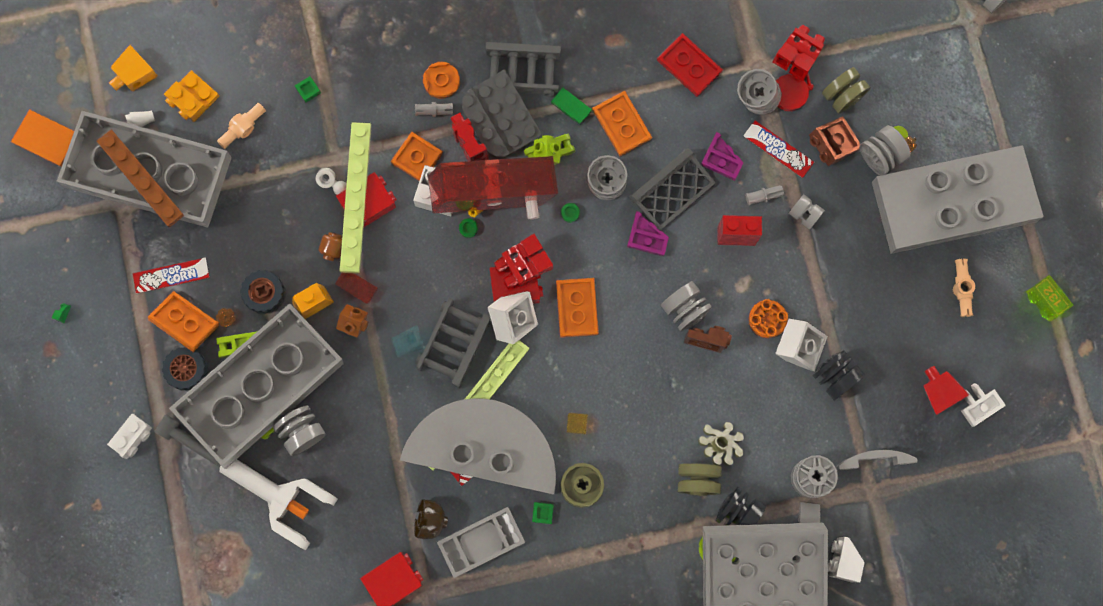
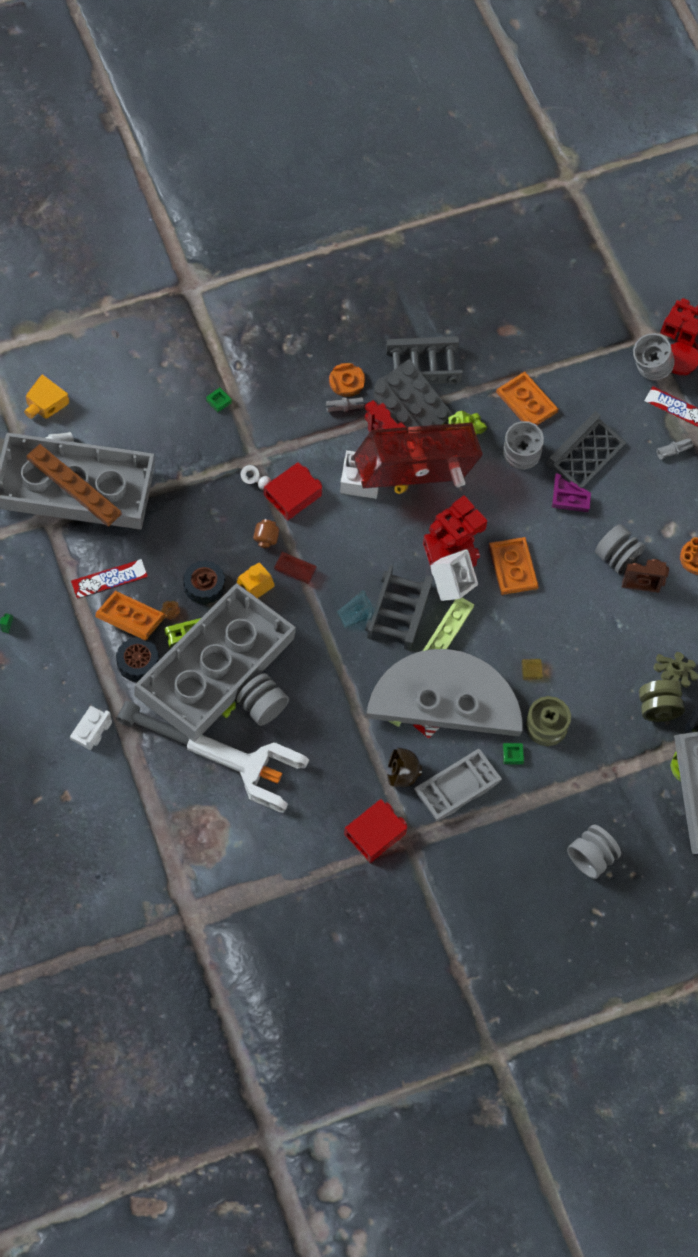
camera: 10 degrees left, 15 degrees down
(191, 96) = (106, 416): light orange plate -> none
(241, 126) = (161, 435): light nougat pin -> none
(352, 320) = (298, 597): dark orange brick -> none
(355, 198) = (284, 486): yellowish green plate -> none
(416, 154) = (332, 448): orange tile -> none
(468, 228) = (395, 506): green tile -> none
(570, 212) = (491, 483): green tile -> none
(571, 106) = (476, 390): green tile -> none
(689, 65) = (582, 344): red tile -> none
(722, 159) = (628, 421): magenta wing -> none
(739, 230) = (658, 477): red brick -> none

